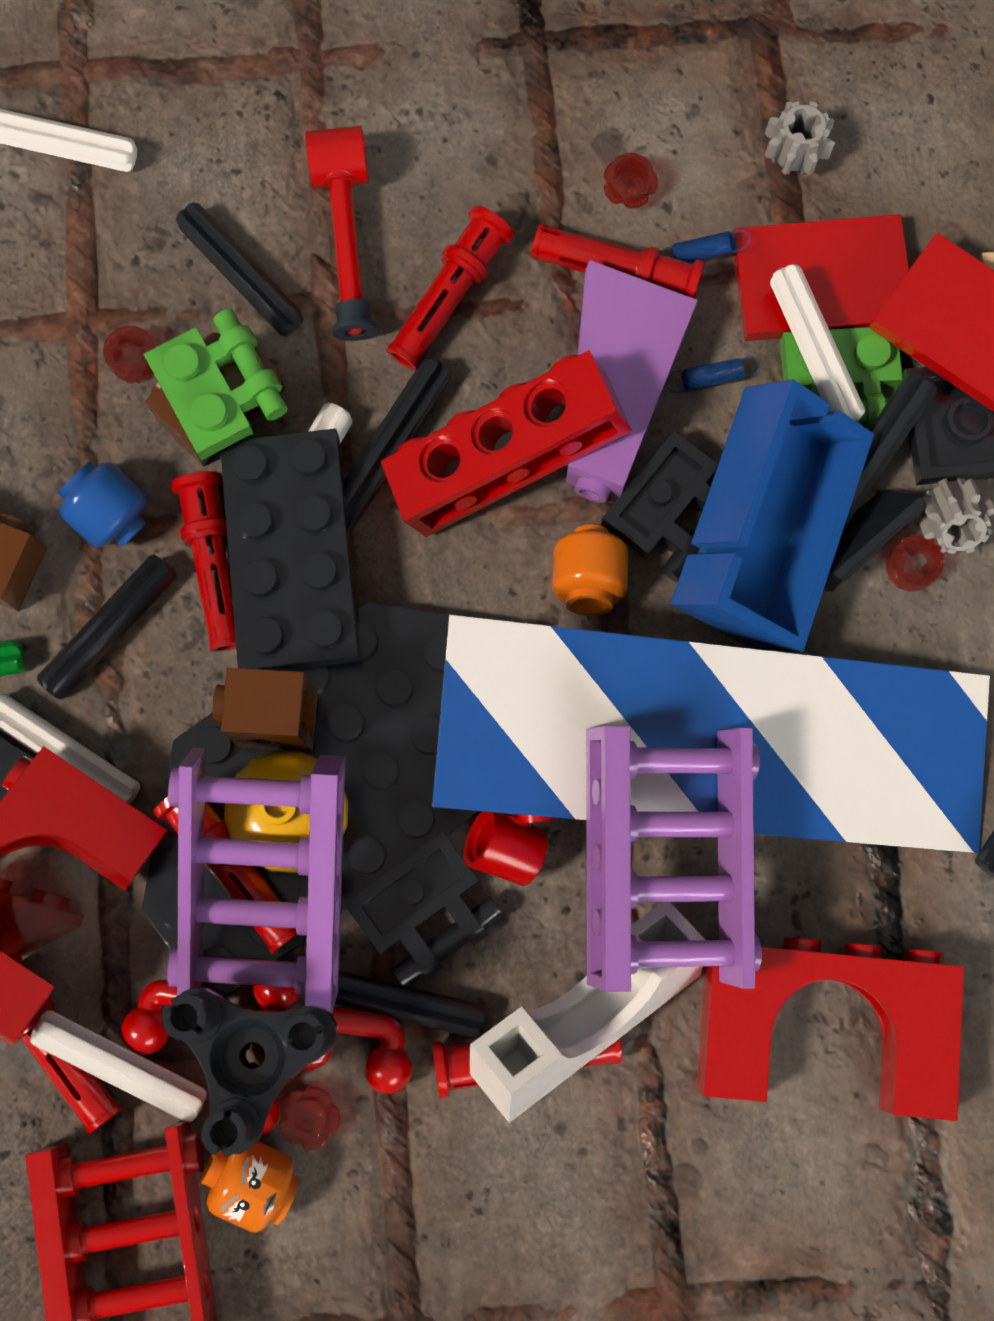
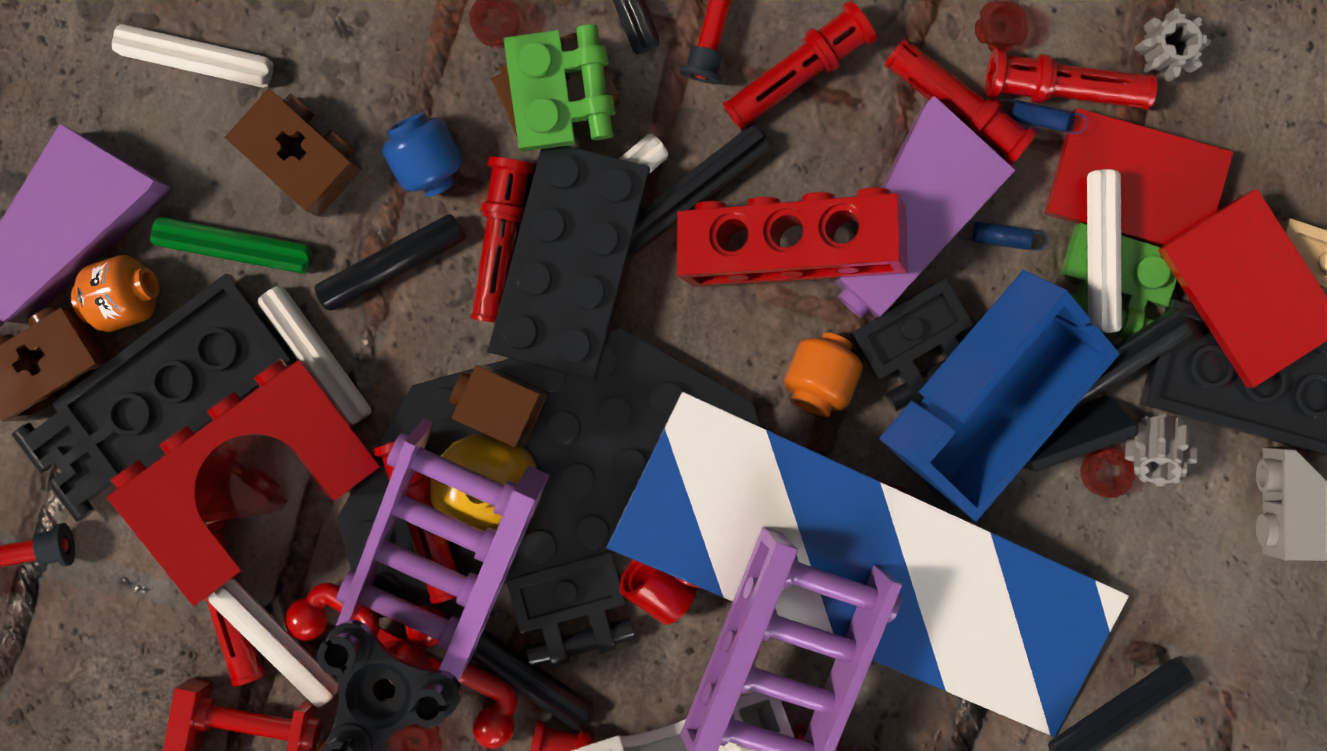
camera: 20 degrees right, 10 degrees up
(692, 212) = (1045, 78): none -> red pin

